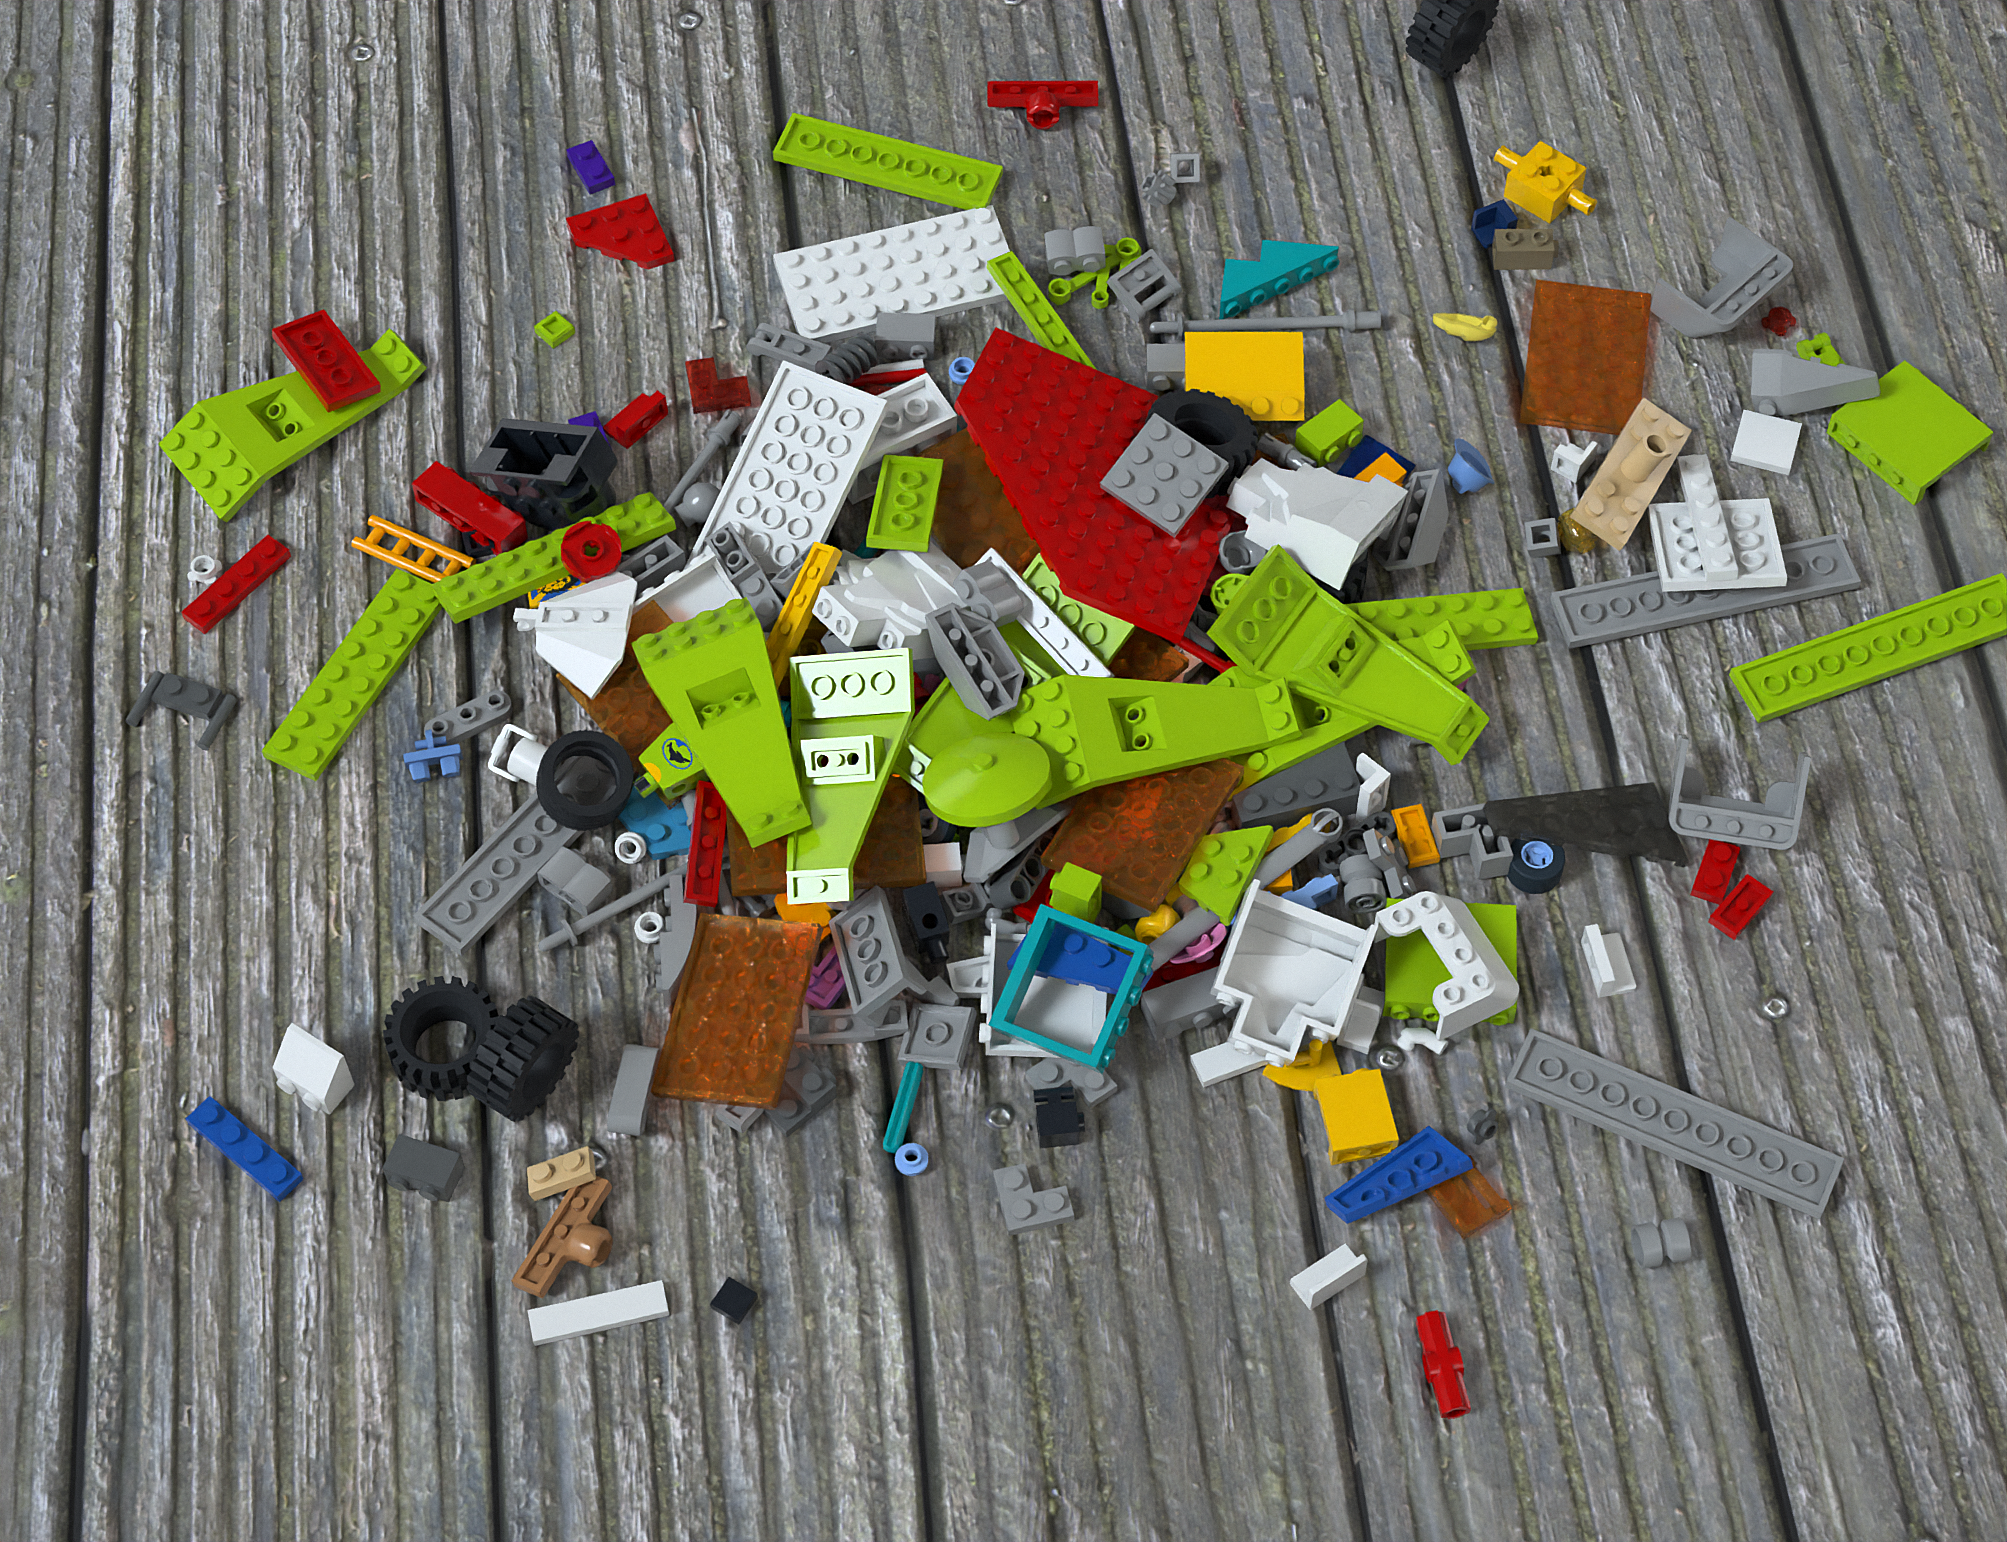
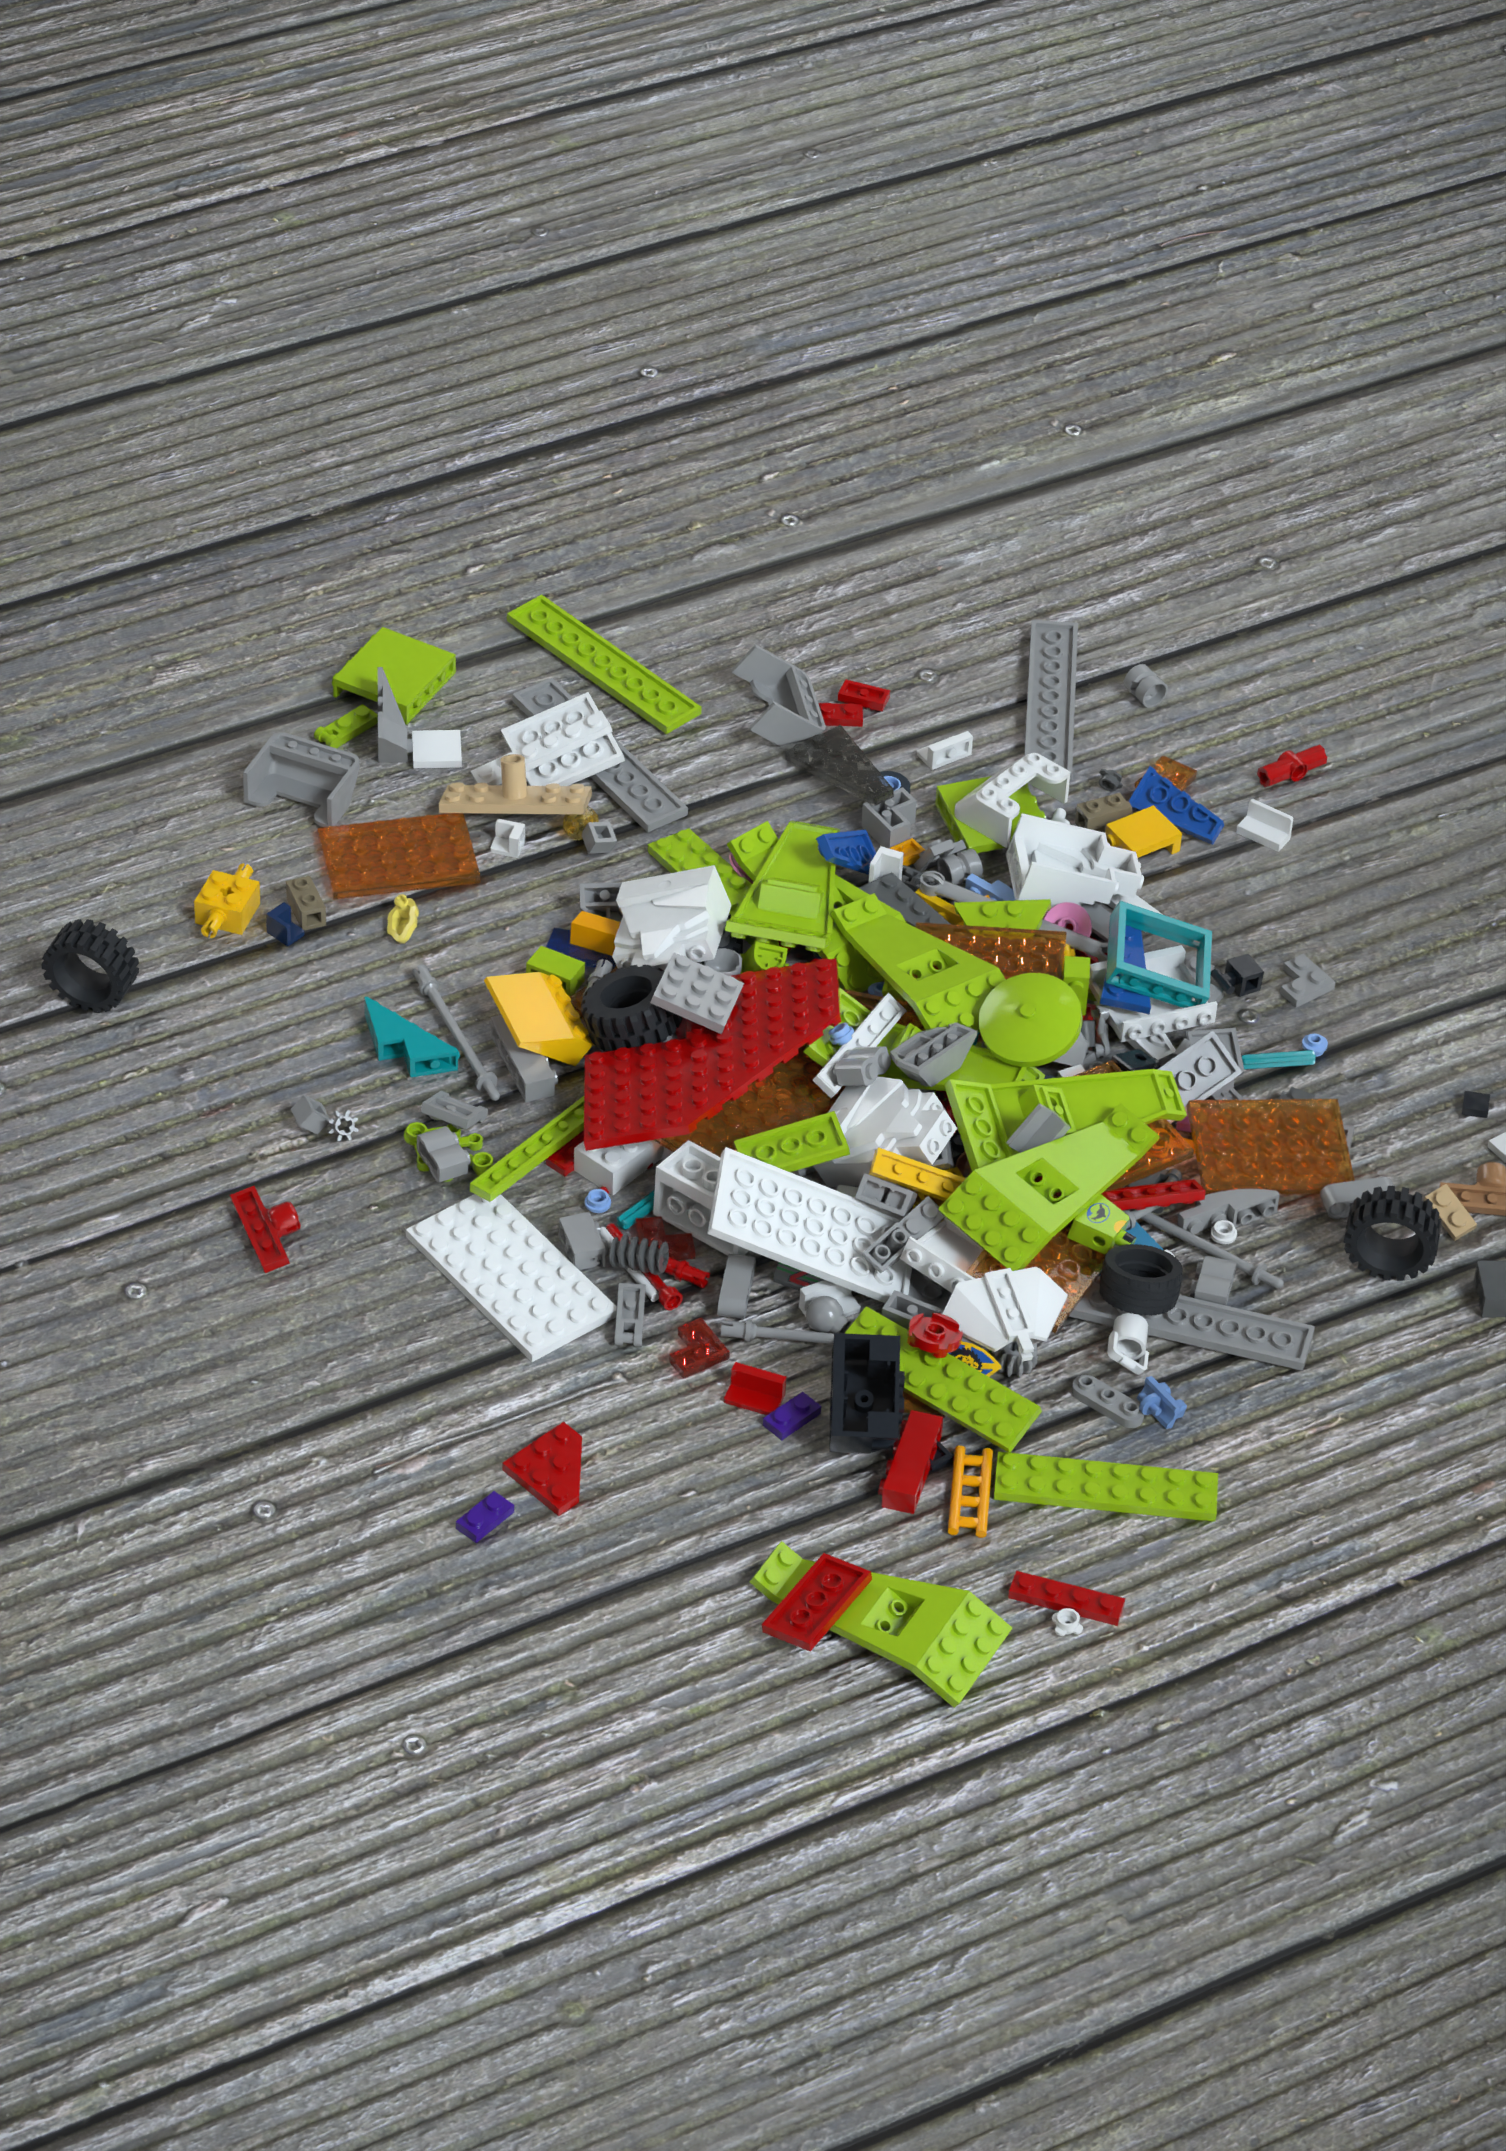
camera: 115 degrees left, 15 degrees down
(188, 698) = (1196, 1589): dark grey plate -> none
(312, 1070) = (1469, 1370): white slope -> none
(423, 1010) = (1399, 1285): black tyre -> none
(554, 329) = (684, 1480): lime tile -> none
(805, 730) = (1039, 1128): none -> light grey panel
(887, 163) = (389, 1311): lime plate -> none
(1047, 591) = (841, 1034): none -> light blue plate
(1399, 745) = (848, 849): none -> blue wing
(1415, 1088) = (1101, 811): none -> dark tan brick
(1468, 468) = (556, 890): medium blue piece -> none

